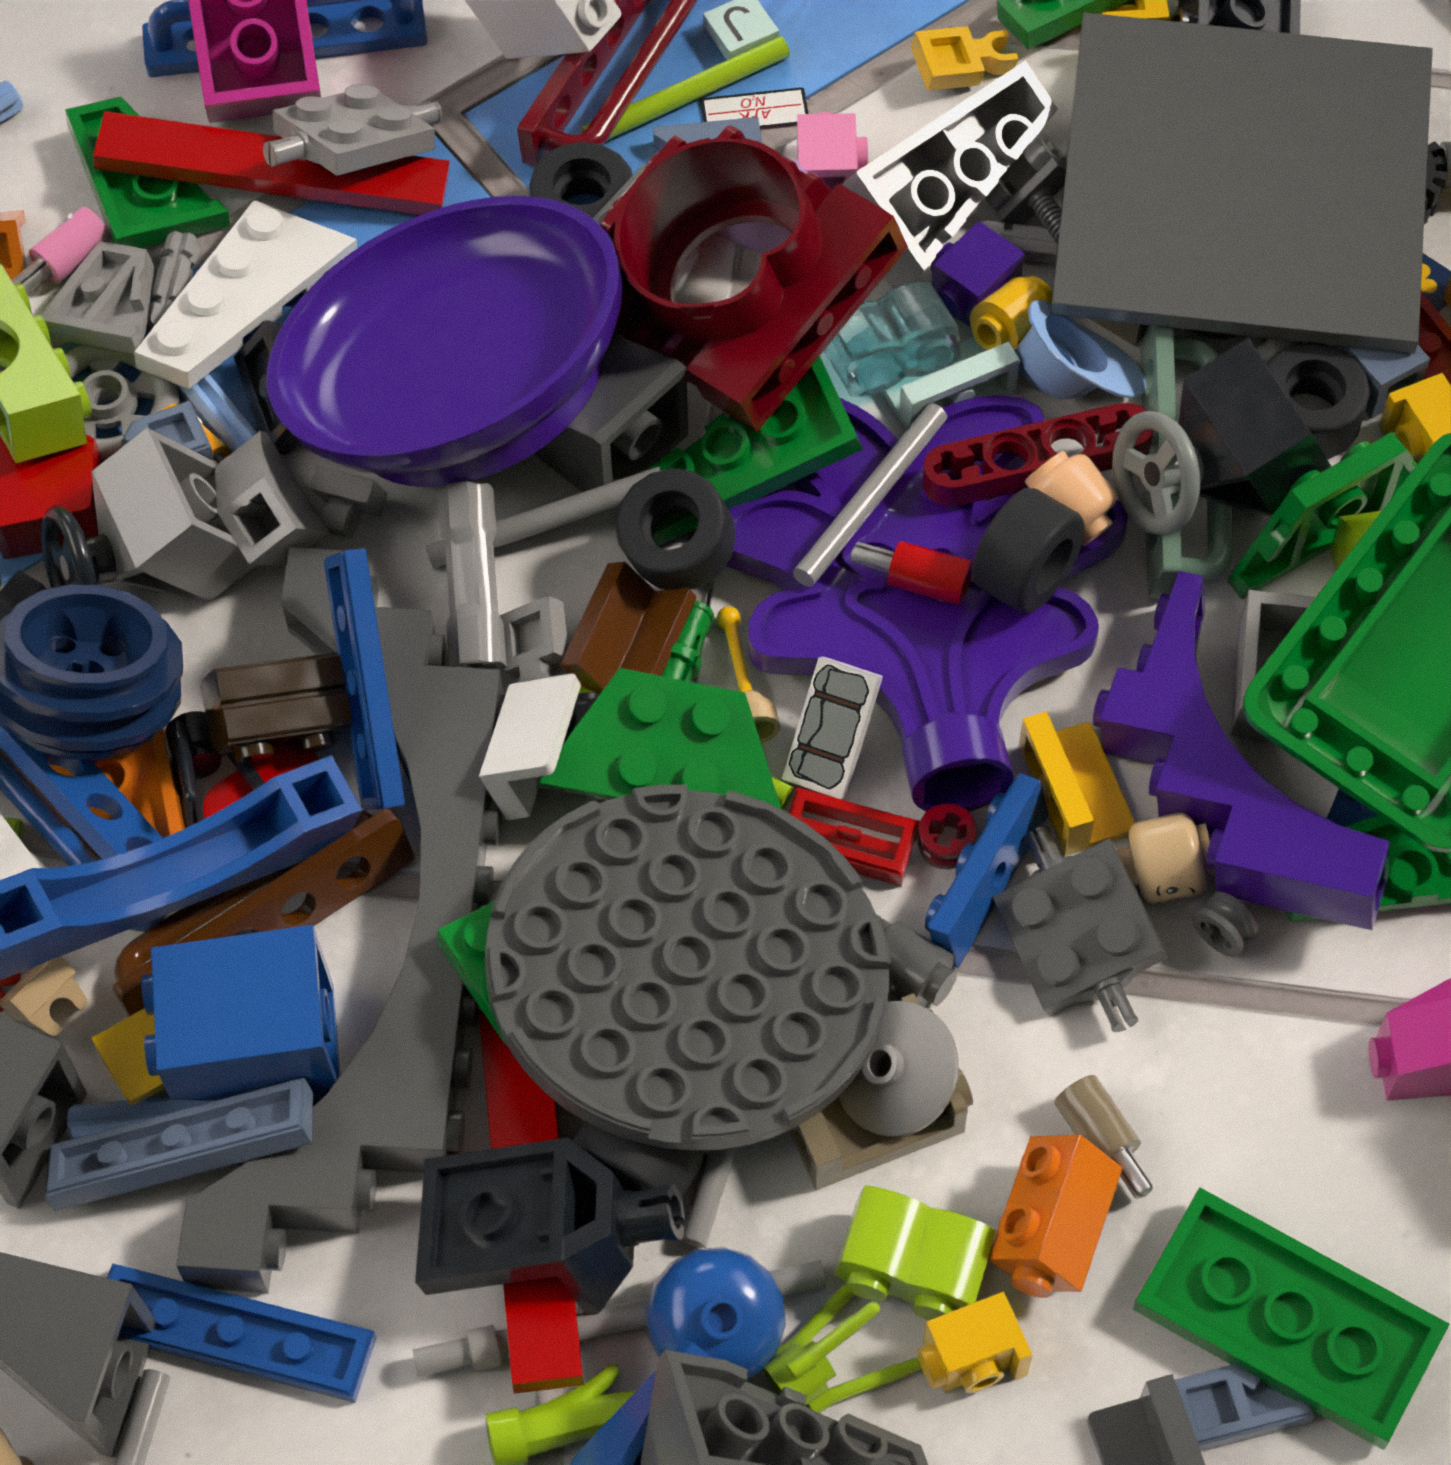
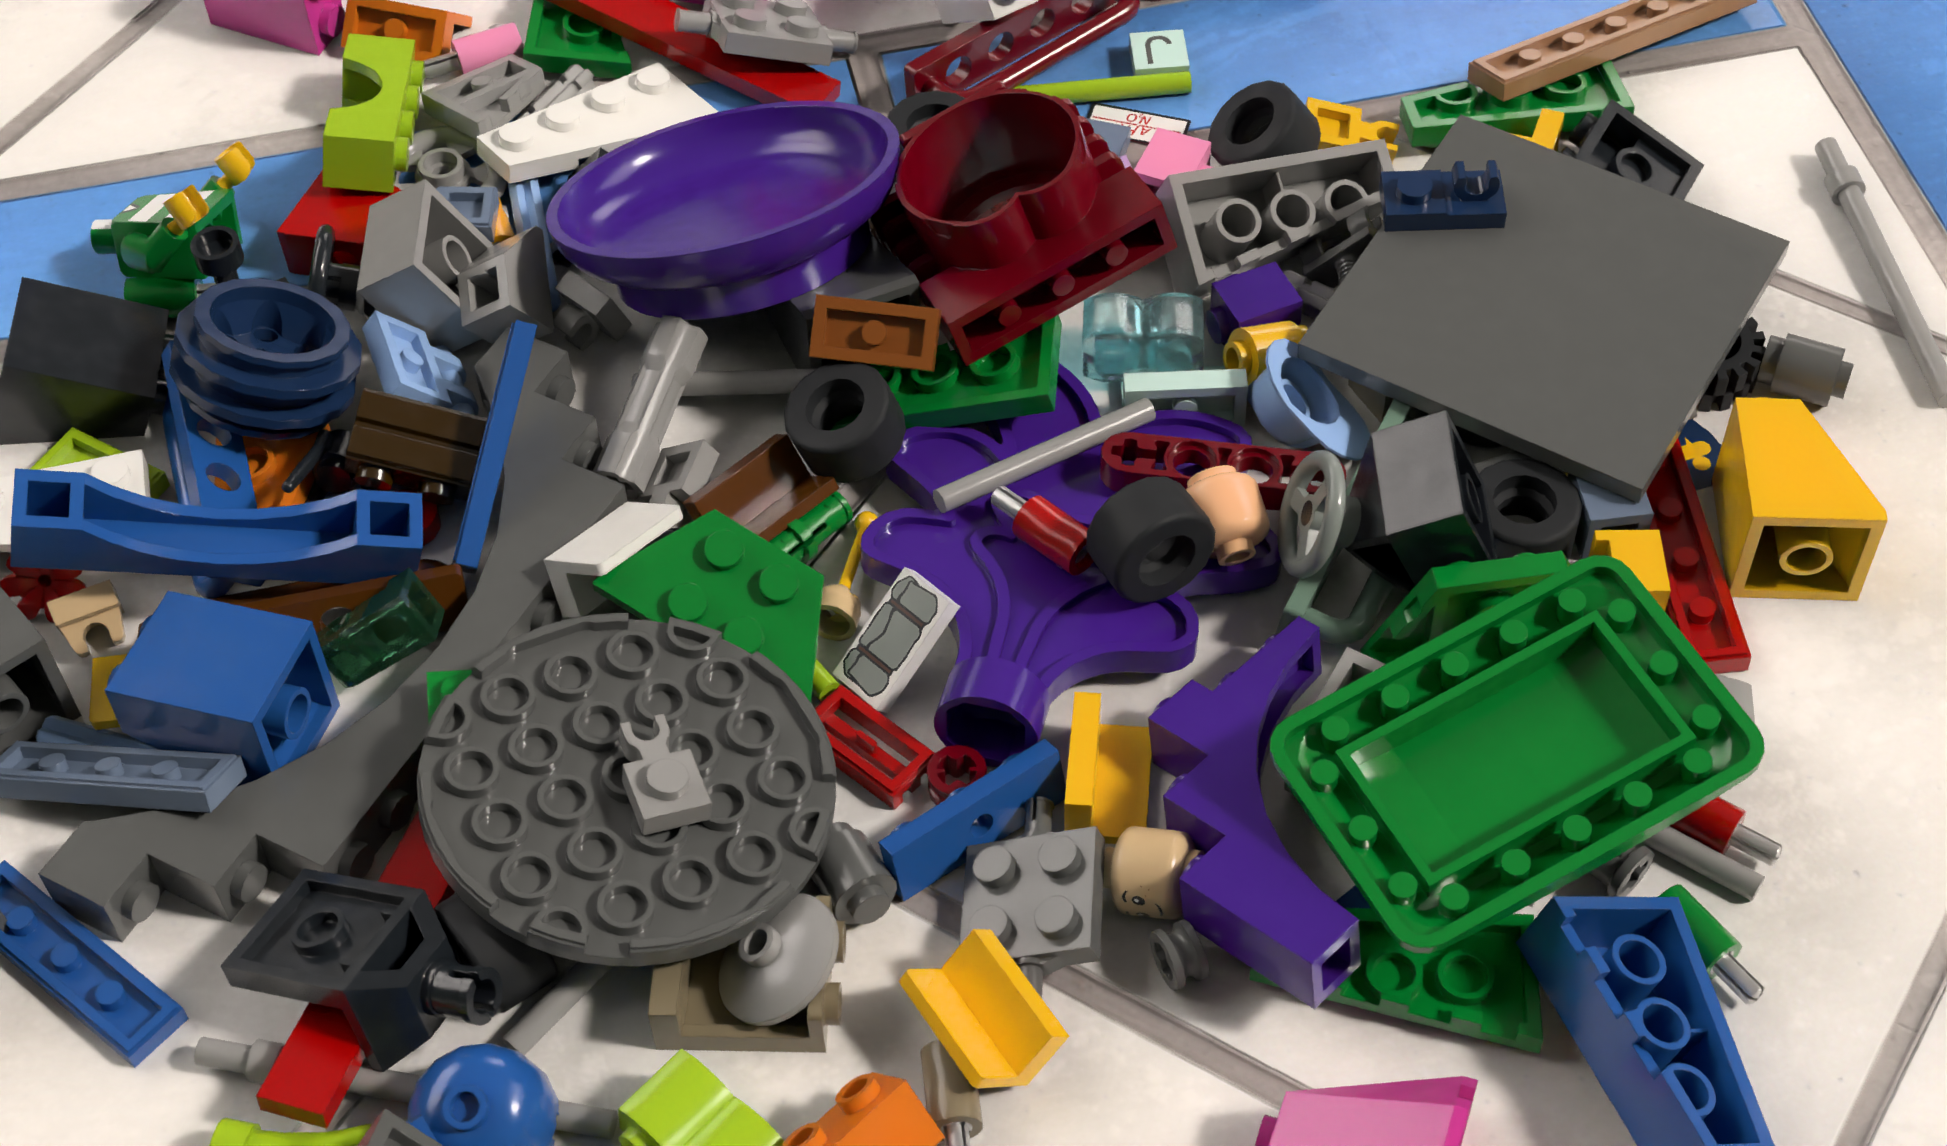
camera: 25 degrees right, 10 degrees down
(224, 623) = (414, 368): none -> light blue plate
(353, 900) = (381, 630): none -> clear green leg
(675, 435) = (875, 333): none -> dark orange plate
(728, 954) = (661, 784): none -> light grey plate
(873, 73) = (1262, 124): none -> black tyre
(1100, 1042) = (986, 1013): none -> yellow panel
(1114, 110) = (1443, 199): none -> dark blue plate

